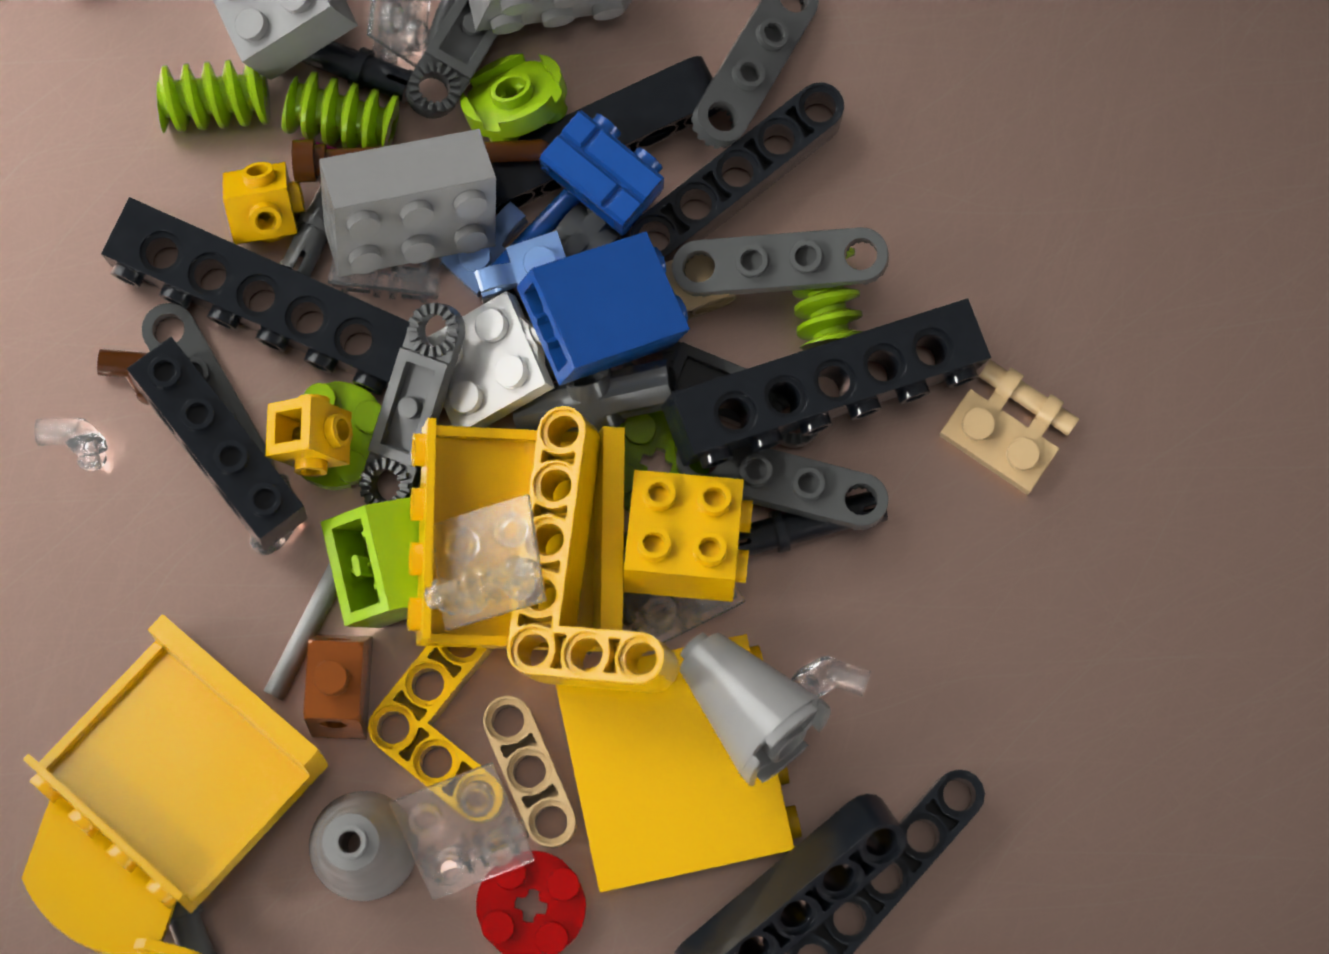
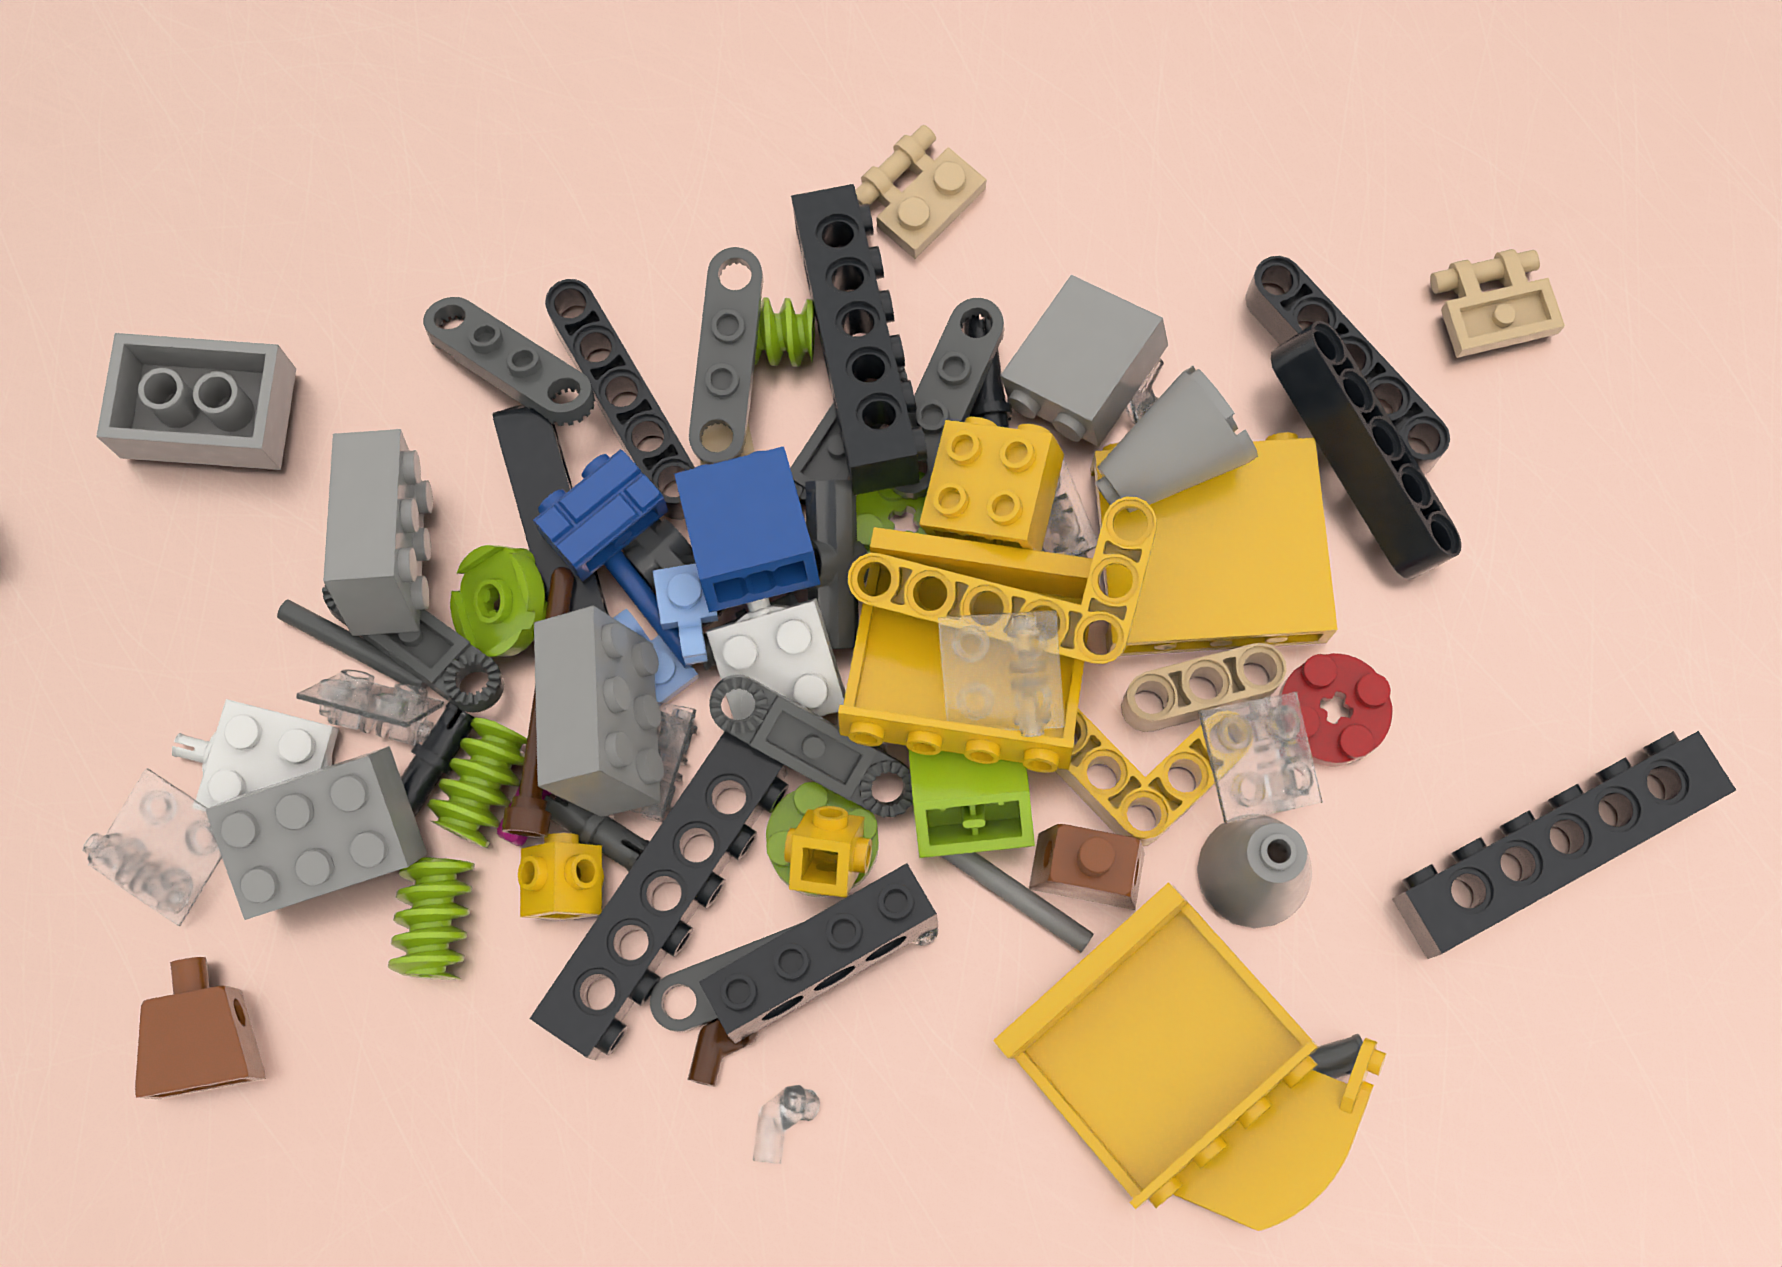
camera: 80 degrees left, 5 degrees down
(842, 612) = (1084, 361): none -> light grey brick

